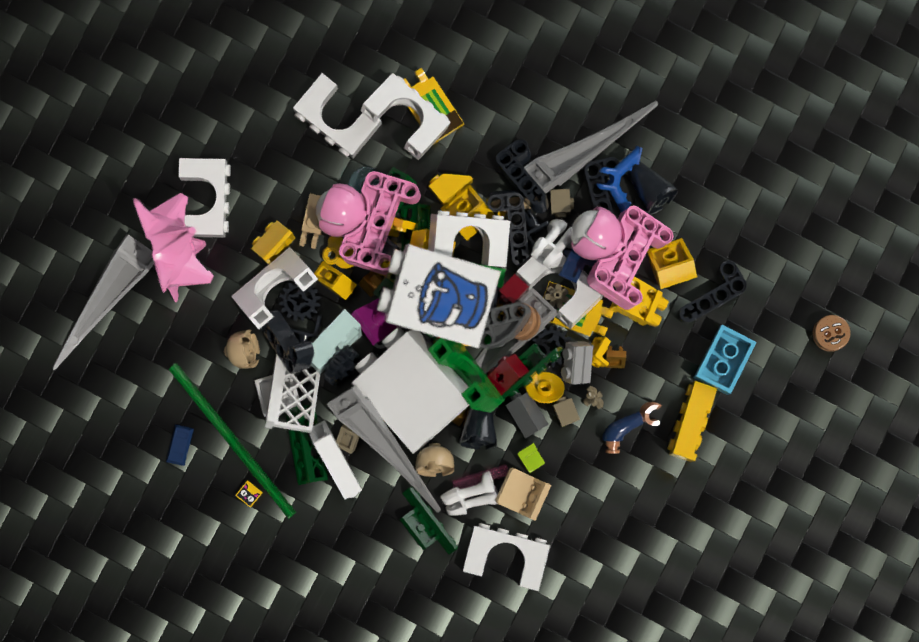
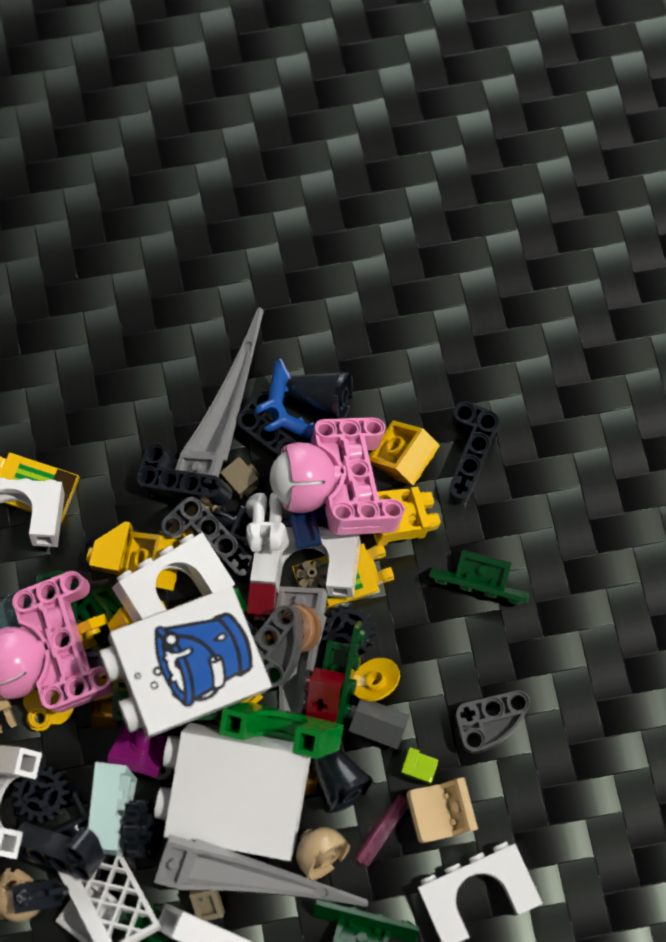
camera: 35 degrees left, 10 degrees down
(256, 360) = (38, 895): none -> black hinge
(334, 280) = (63, 742): yellow slope -> none
(456, 497) = (373, 873): white piece -> none
(566, 411) = (417, 687): dark tan brick -> none
(577, 362) = (388, 626): light grey brick -> none
(588, 469) = (488, 728): none -> dark grey beam
(593, 398) = (434, 650): dark tan plant -> none
(600, 347) = (398, 599): yellow bracket -> none
(616, 358) = (424, 592): pearl gold tile -> none
(617, 430) = (485, 665): dark blue piece -> none
(658, 375) = (482, 574): none -> dark green bracket
(692, 421) = (555, 595): yellow wedge -> none
(725, 360) = (536, 505): medium azure brick -> none
(831, 333) = (618, 398): medium nougat head -> none

